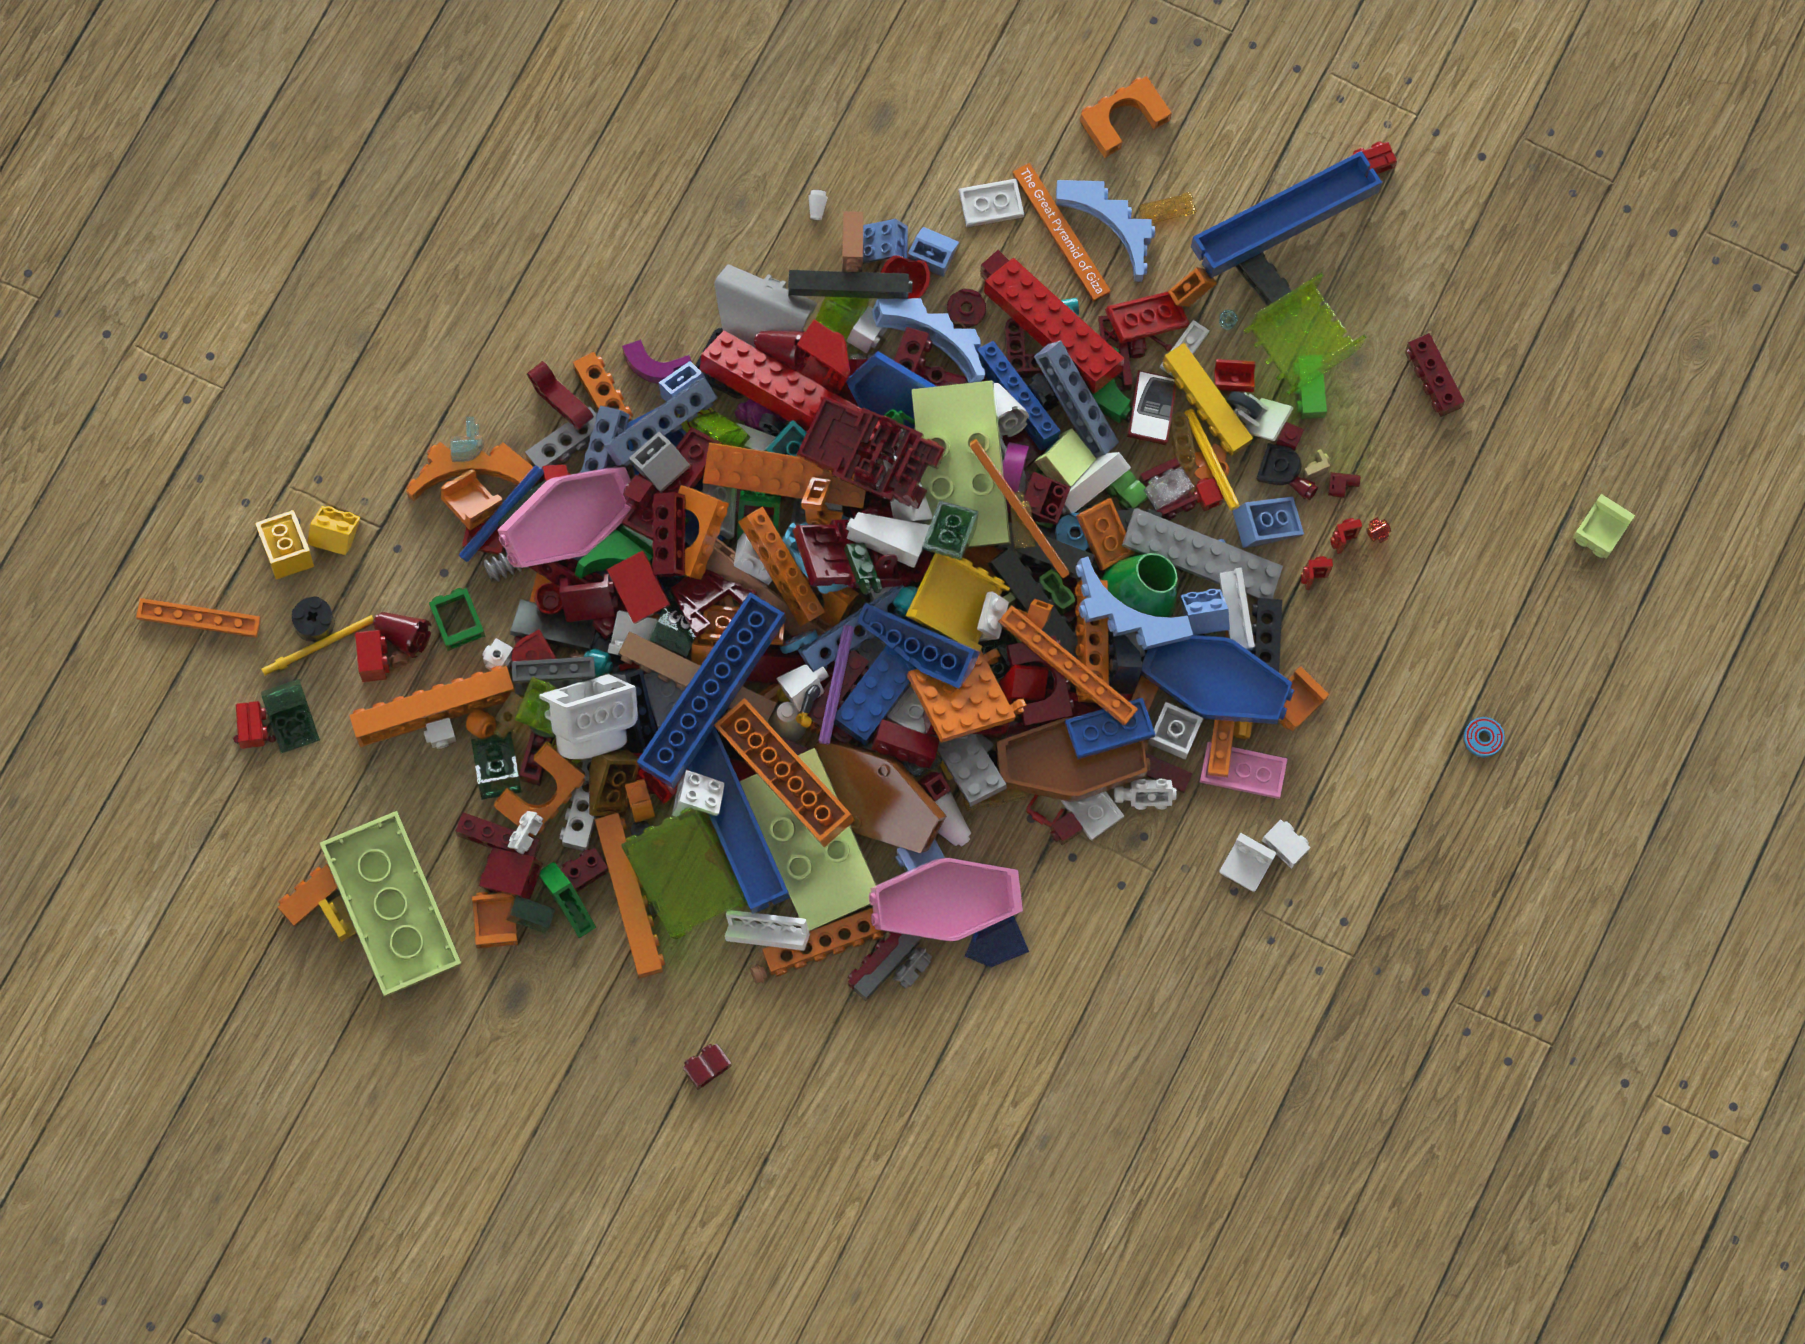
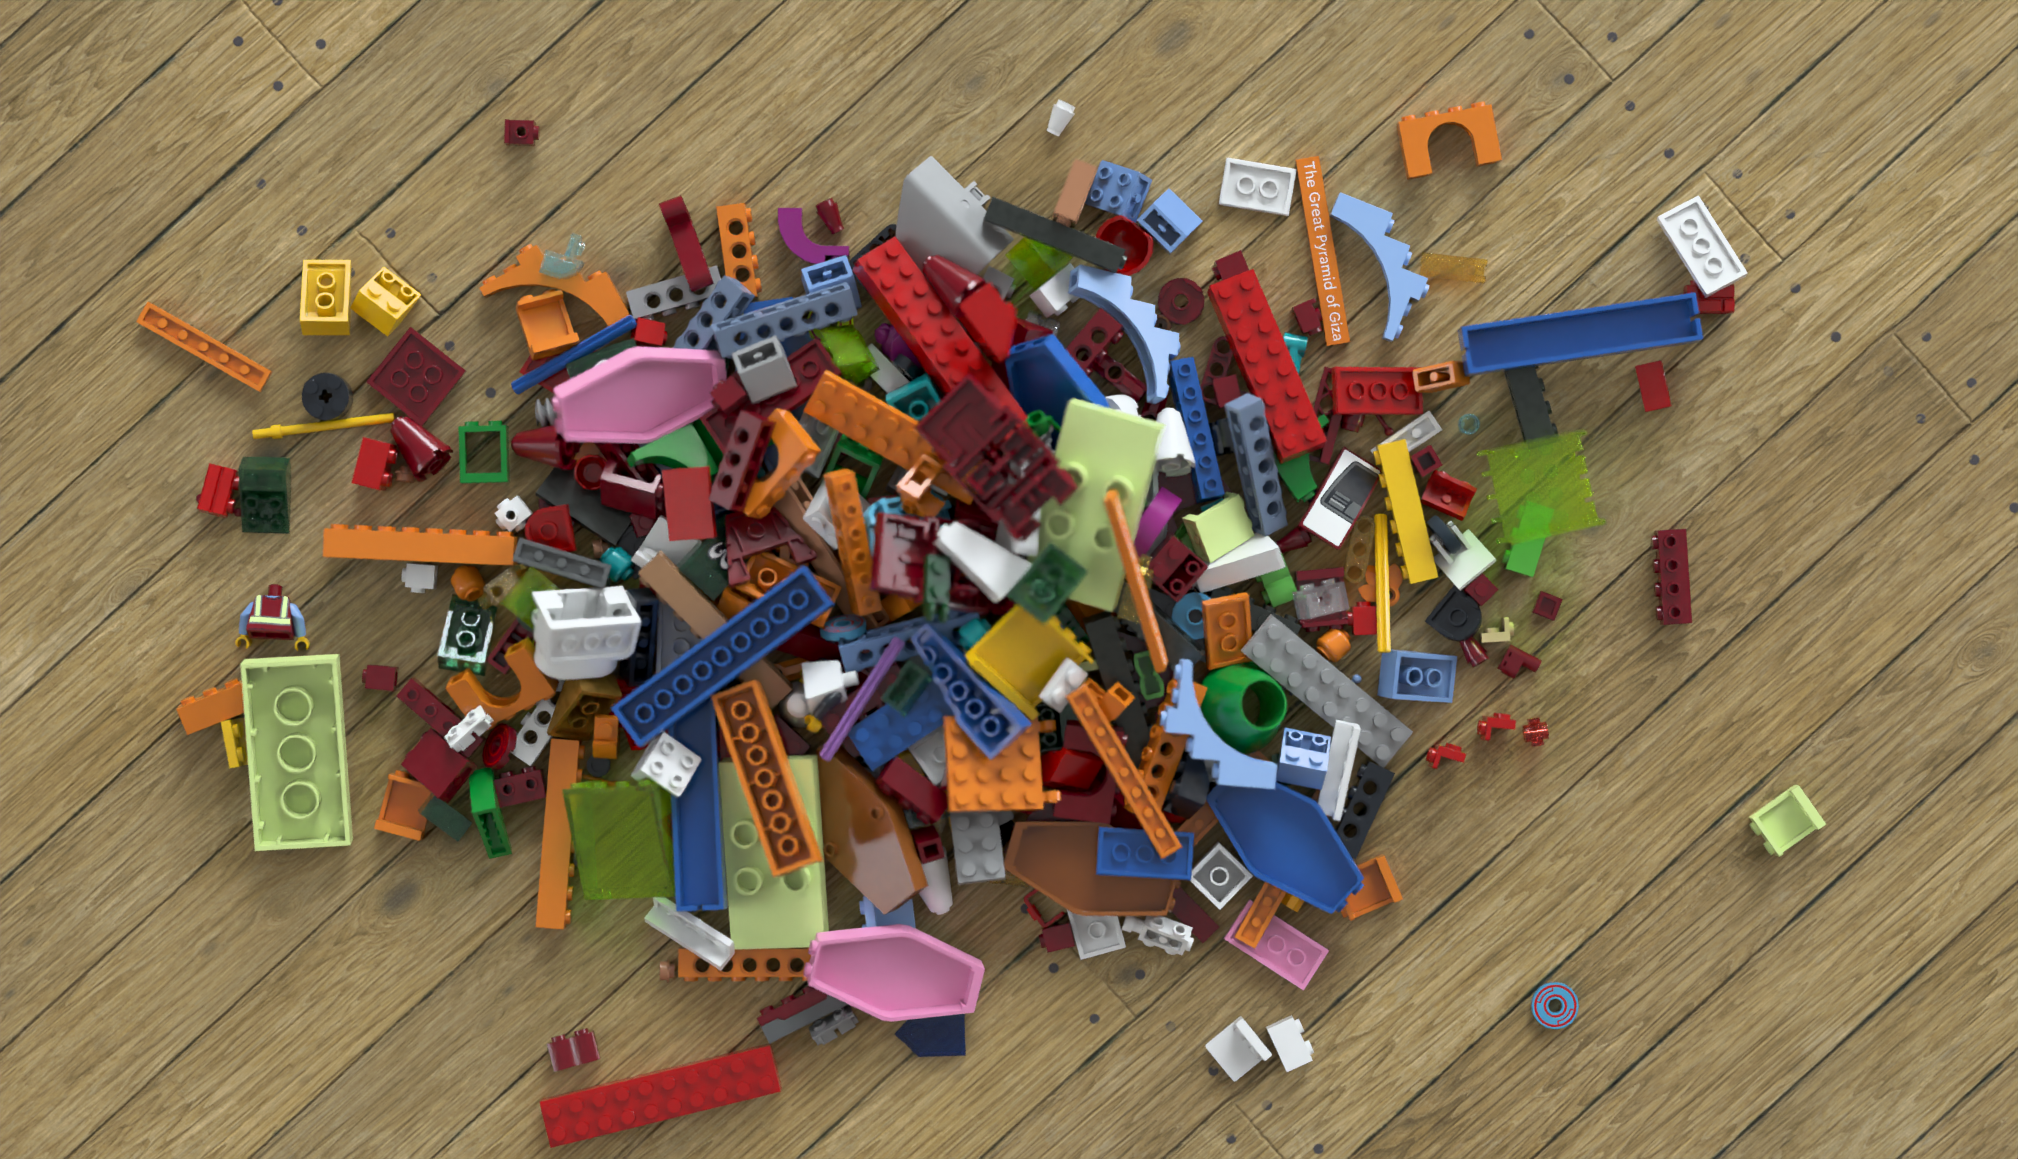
camera: 30 degrees right, 15 degrees up
(329, 809) = (272, 618): none -> torso
(379, 579) = (416, 376): none -> dark red plate
(395, 370) = (511, 136): none -> dark red brick
(436, 824) = (380, 677): none -> dark red brick
(506, 591) = (546, 447): none -> dark red cone
(553, 842) = (498, 746): none -> dark red tile
(665, 340) = (830, 215): none -> dark red cone
(792, 1075) = (660, 1095): none -> red brick
(869, 660) = (906, 688): none -> brick
(1026, 353) = (1226, 390): none -> dark red brick
(1070, 283) = (1308, 317): none -> dark red brick
(1131, 451) = (1294, 540): none -> dark red cone
(1193, 519) = (1333, 644): none -> orange head
(1207, 355) = (1425, 461): none -> dark red brick
(1346, 433) = (1547, 605): none -> dark red tile
(1351, 122) = (1702, 246): none -> white plate
(1359, 239) = (1653, 386): none -> red hinge

